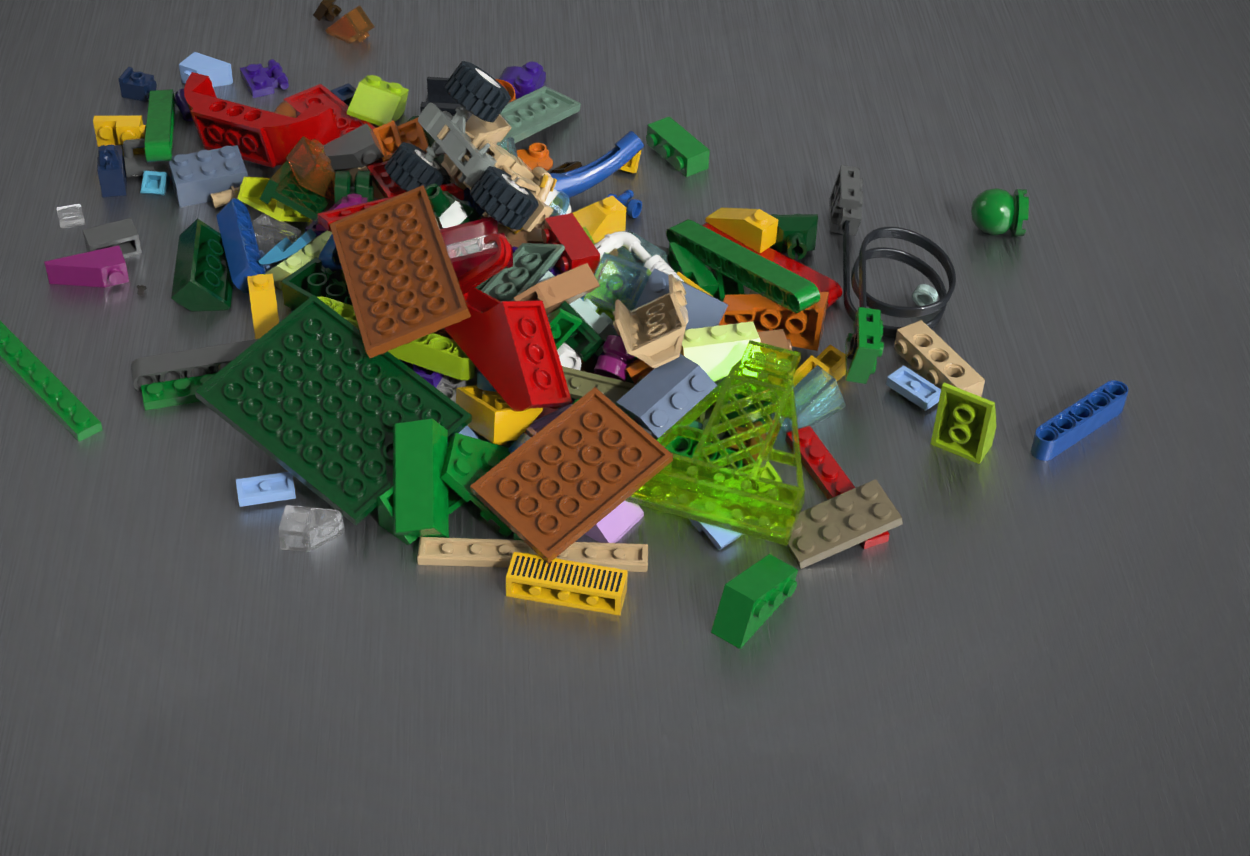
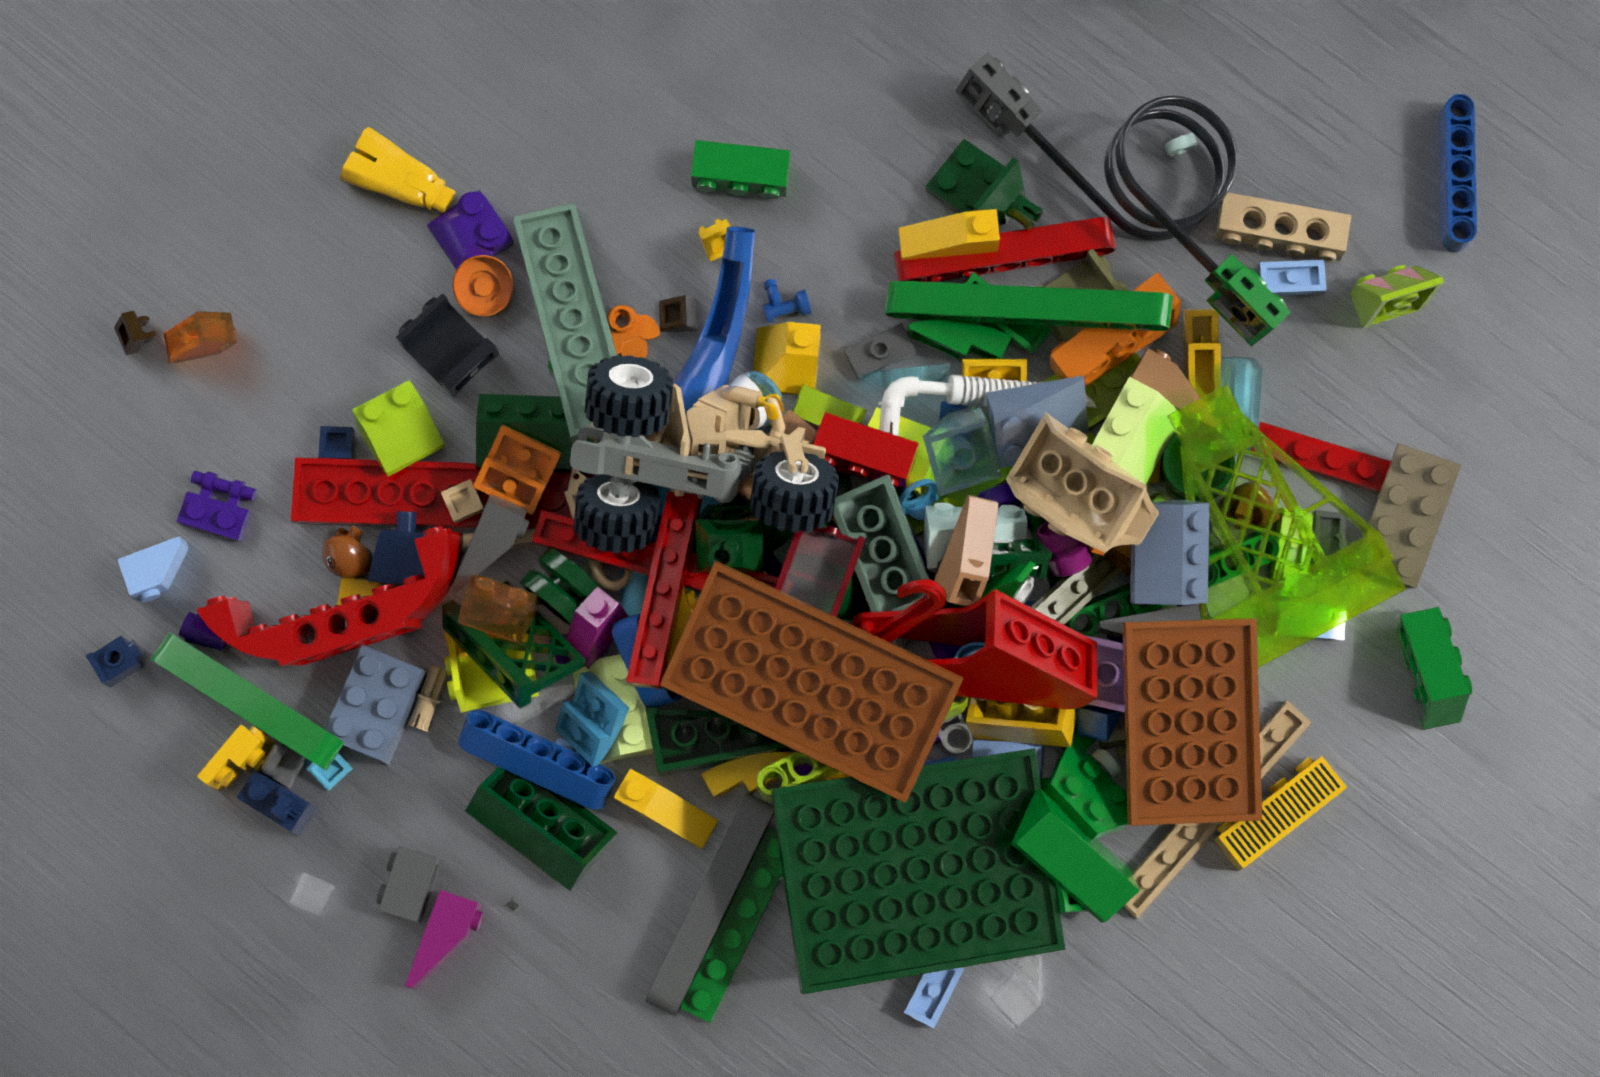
camera: 45 degrees left, 35 degrees up
(515, 38) = (394, 173): none -> yellow piece

